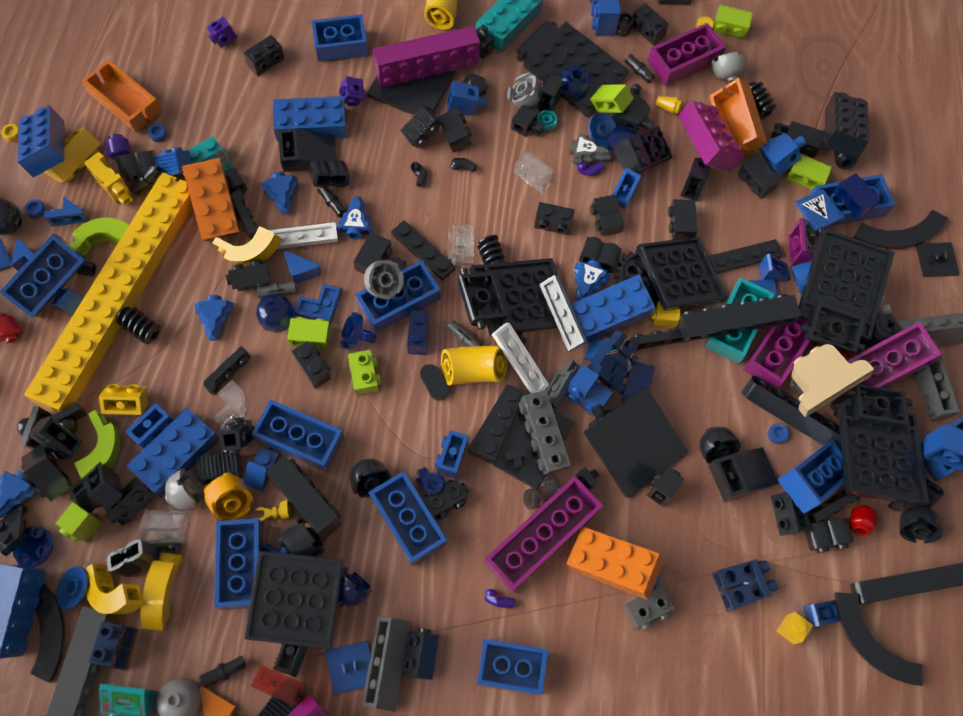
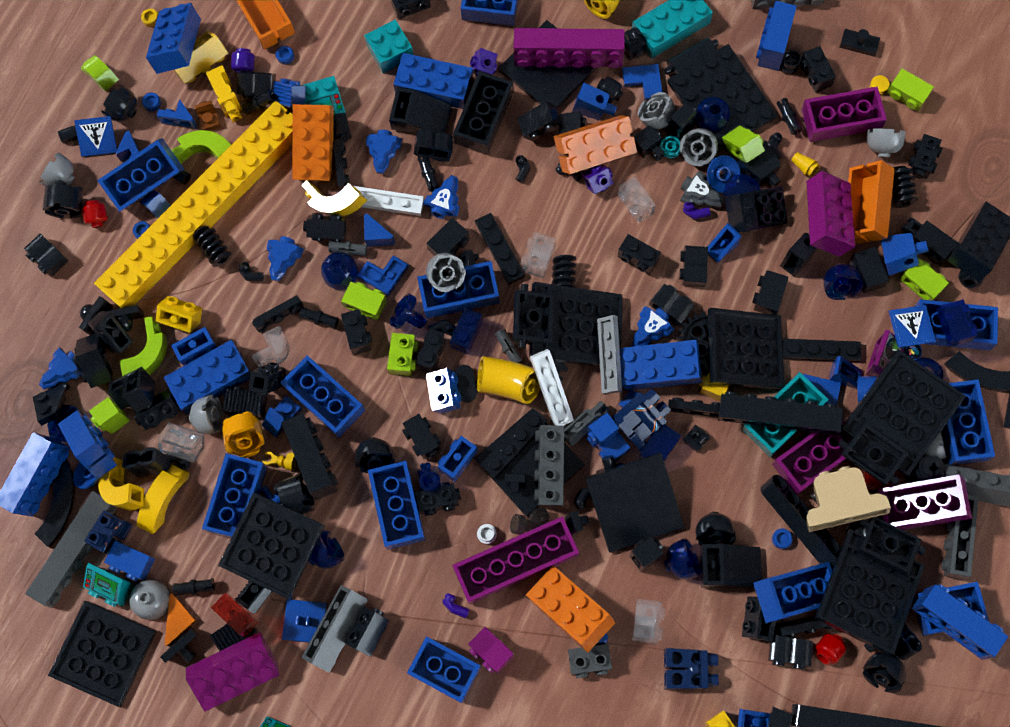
camera: 30 degrees right, 5 degrees up
(57, 330) = (139, 228): none -> blue tile
(64, 558) = (88, 444): none -> blue piece
(96, 205) = (207, 115): none -> dark orange bracket
(144, 667) = (129, 560): none -> blue brick
(184, 342) = (248, 274): none -> black arm
(256, 98) = (388, 45): none -> teal brick
(268, 362) = (318, 317): none -> black pin
(367, 133) = (483, 112): none -> black brick
(391, 360) = (433, 347): none -> black brick
(393, 335) = (443, 326): none -> black arm
(414, 448) = (424, 442): none -> black brick
(416, 394) = (443, 390): none -> brick
(481, 132) = (595, 144): none -> orange piece
(492, 162) = (598, 178): none -> dark purple brick
(500, 67) = (643, 75): none -> blue tile
(504, 518) = (486, 534): none -> white plate
(551, 631) = (491, 650): none -> magenta brick
(573, 111) = (699, 146): none -> light grey cylinder
(583, 454) = (581, 498): none -> black arm
(666, 367) = (696, 438): none -> black tile
(689, 551) = (647, 621): none -> clear brick
(698, 483) = (682, 560): none -> clear blue cylinder
(741, 191) = (842, 281): none -> clear blue cylinder
(767, 70) = (926, 152): none -> black brick
(904, 288) = (967, 431): none -> blue brick

